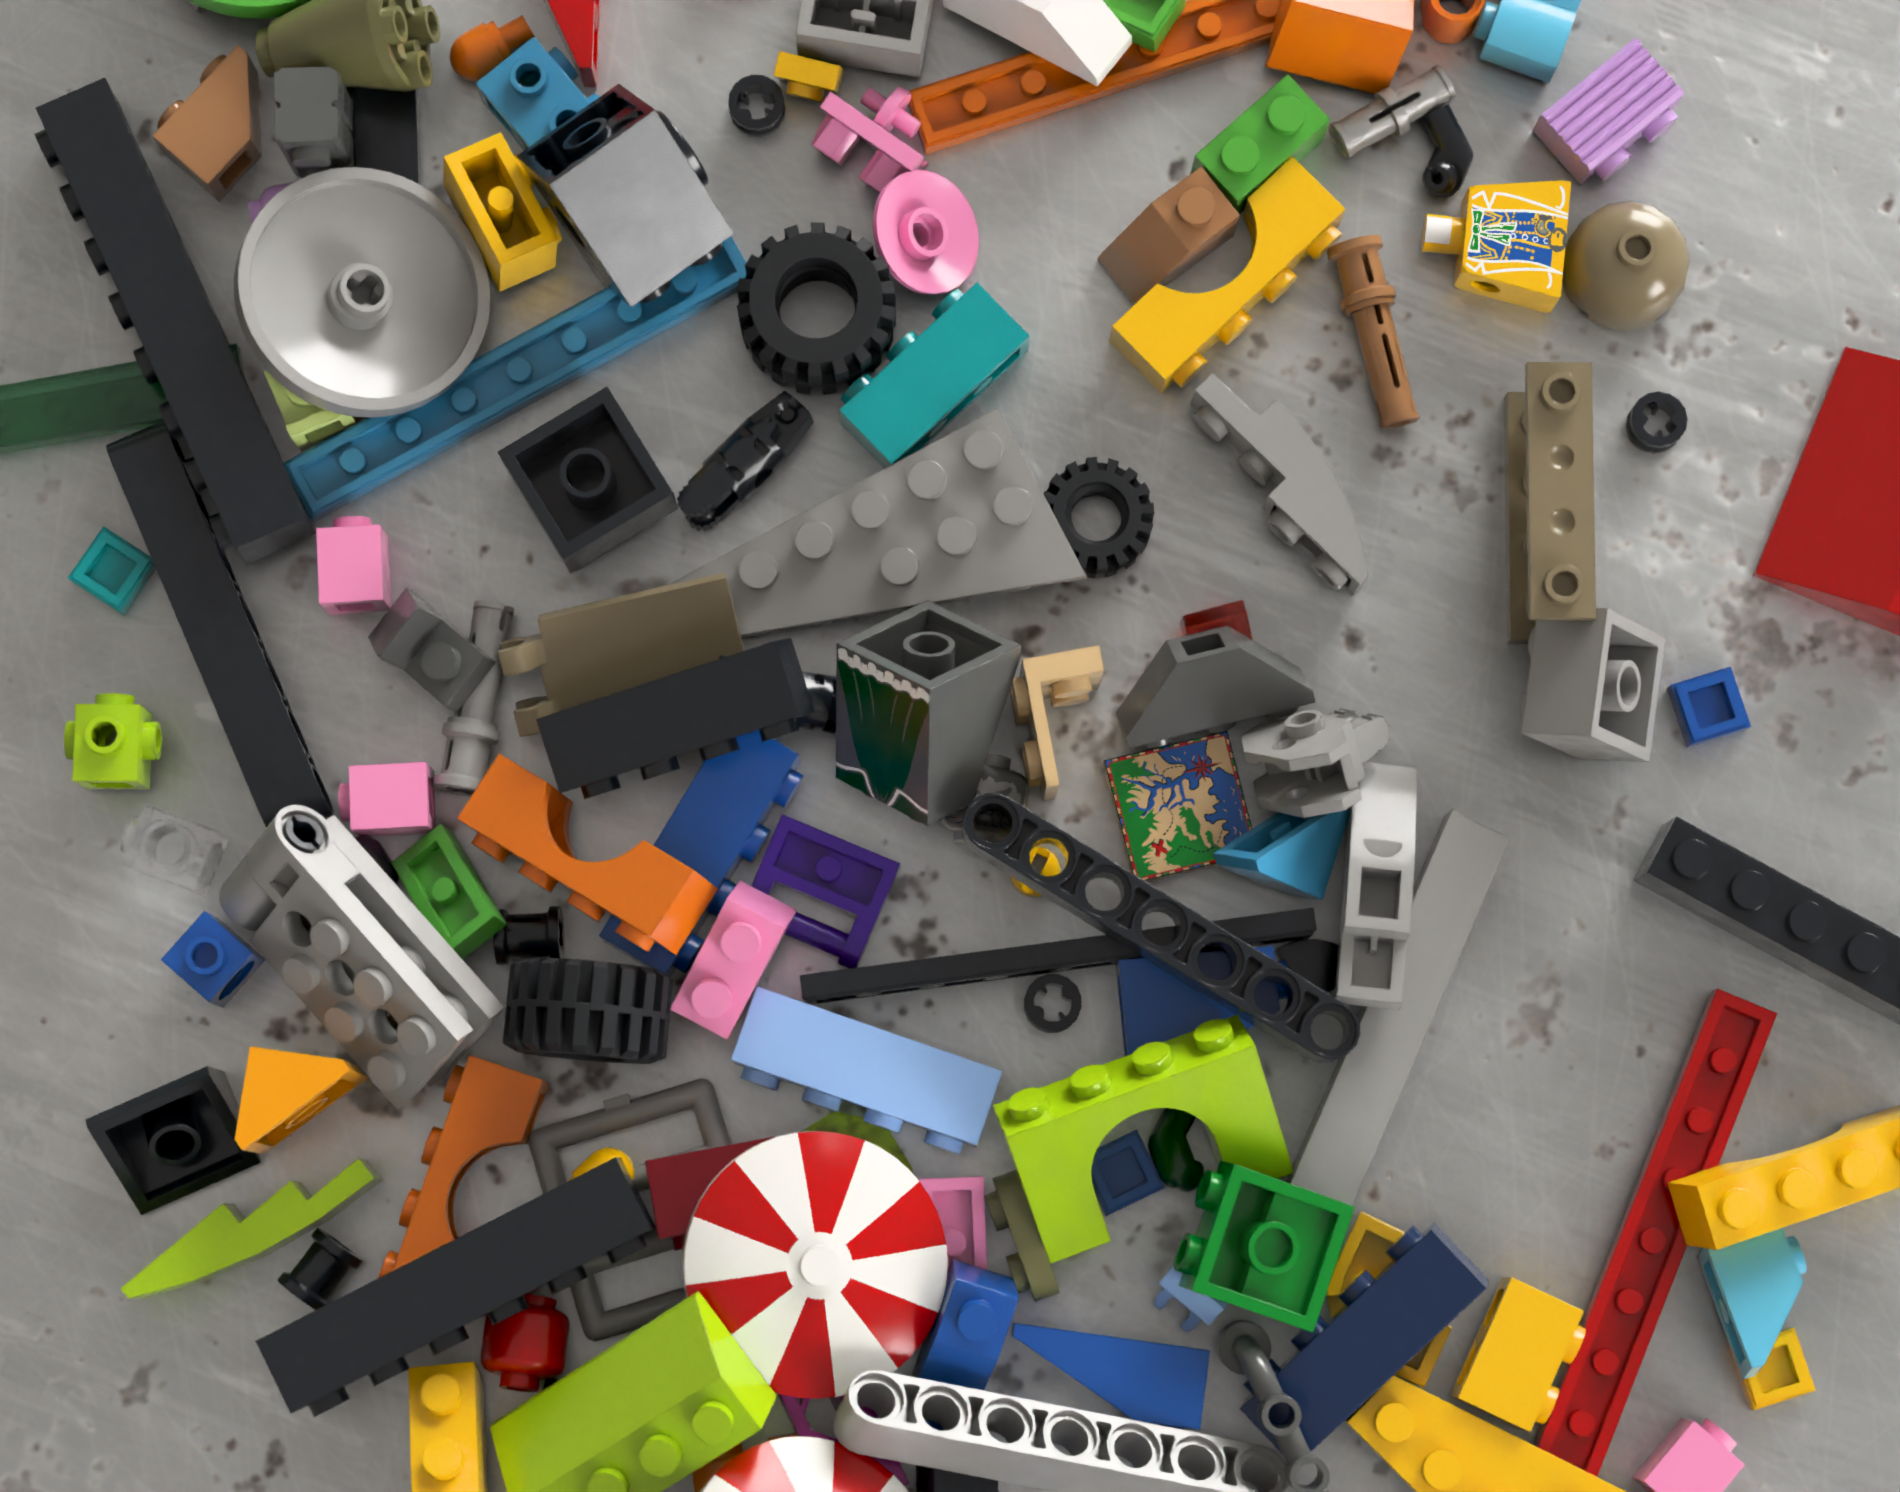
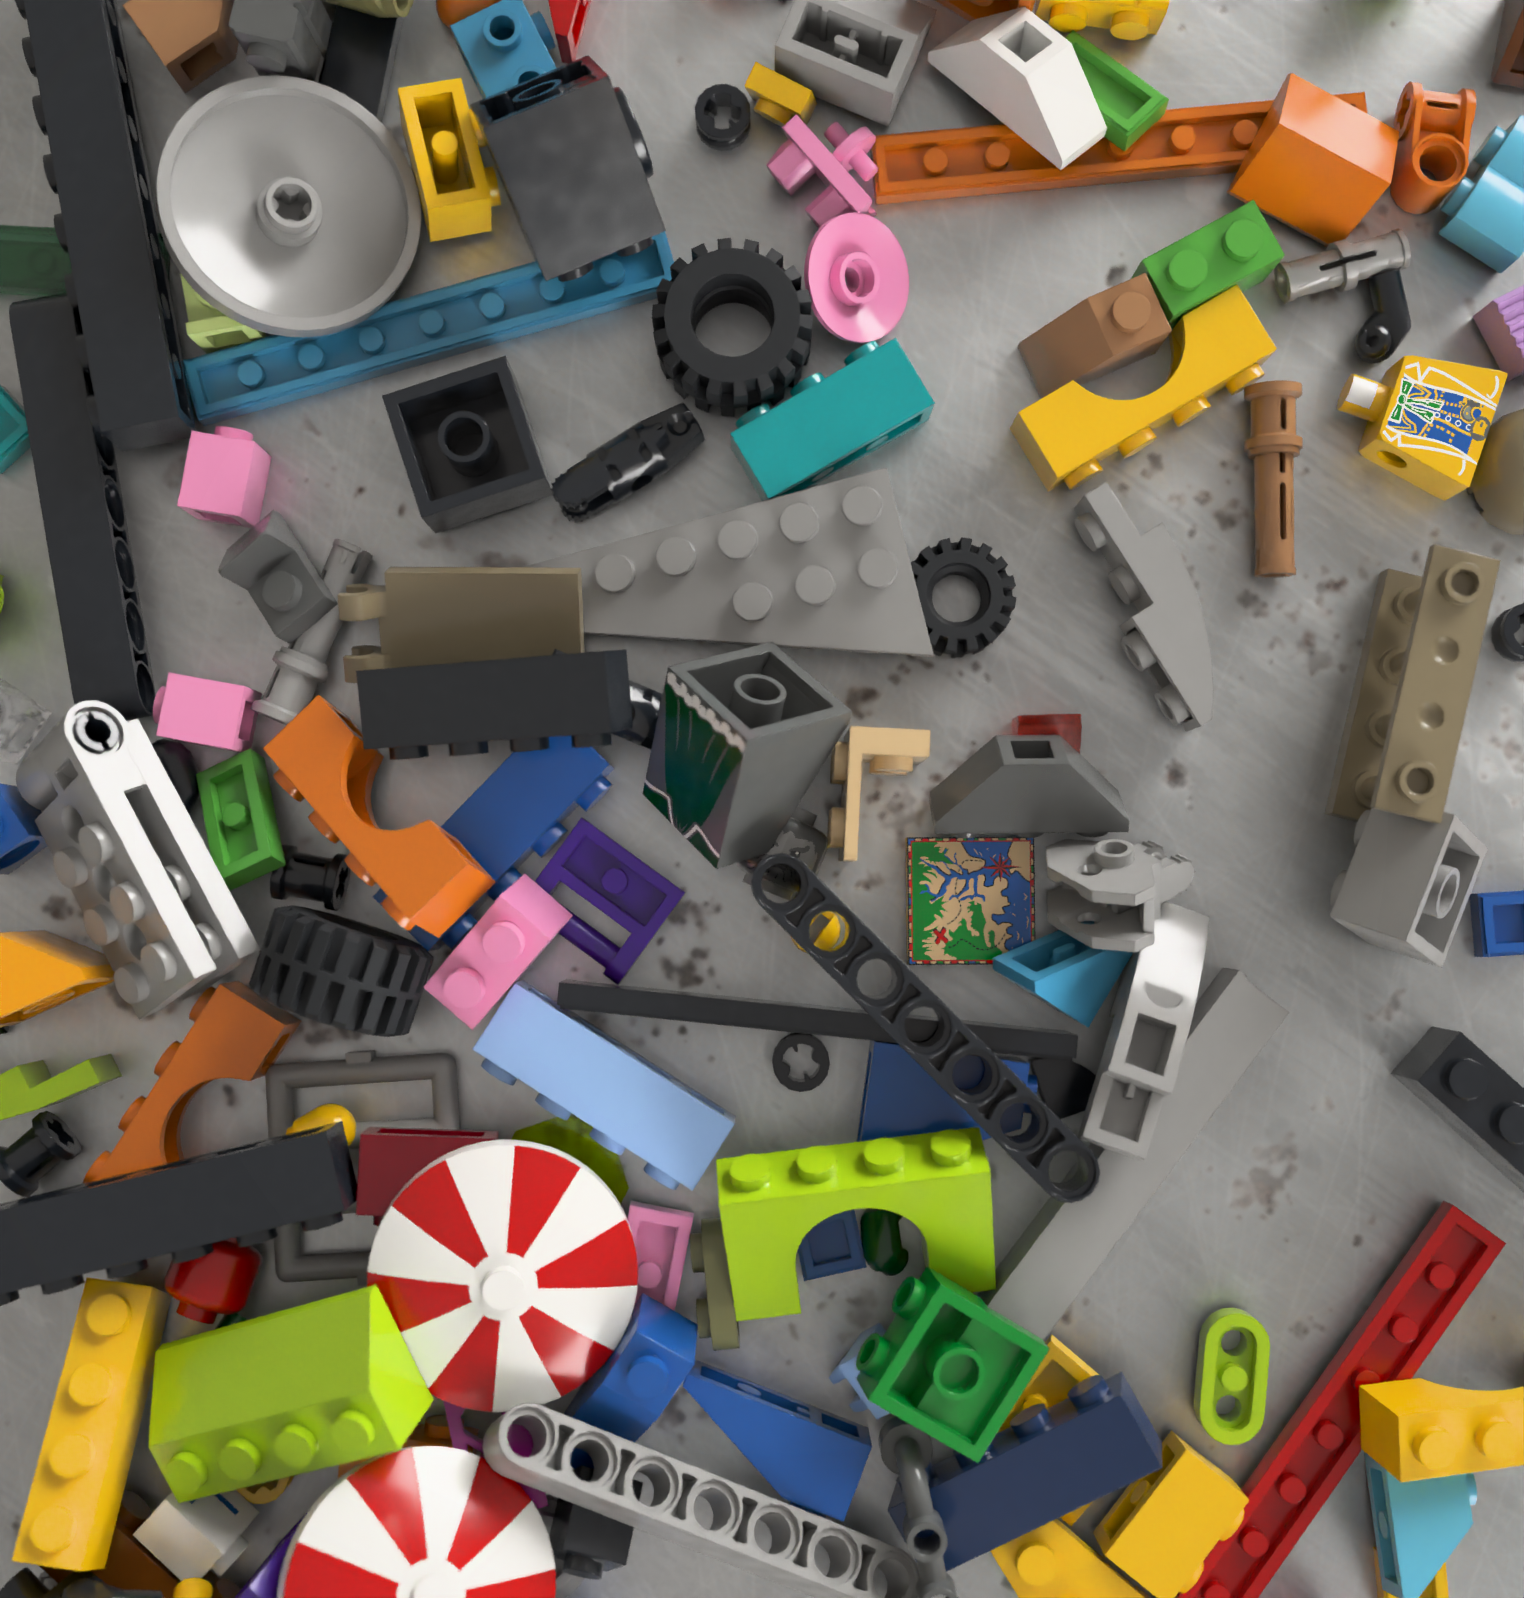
camera: 15 degrees right, 5 degrees up
(1550, 1206) = (1232, 1372): none -> lime plate

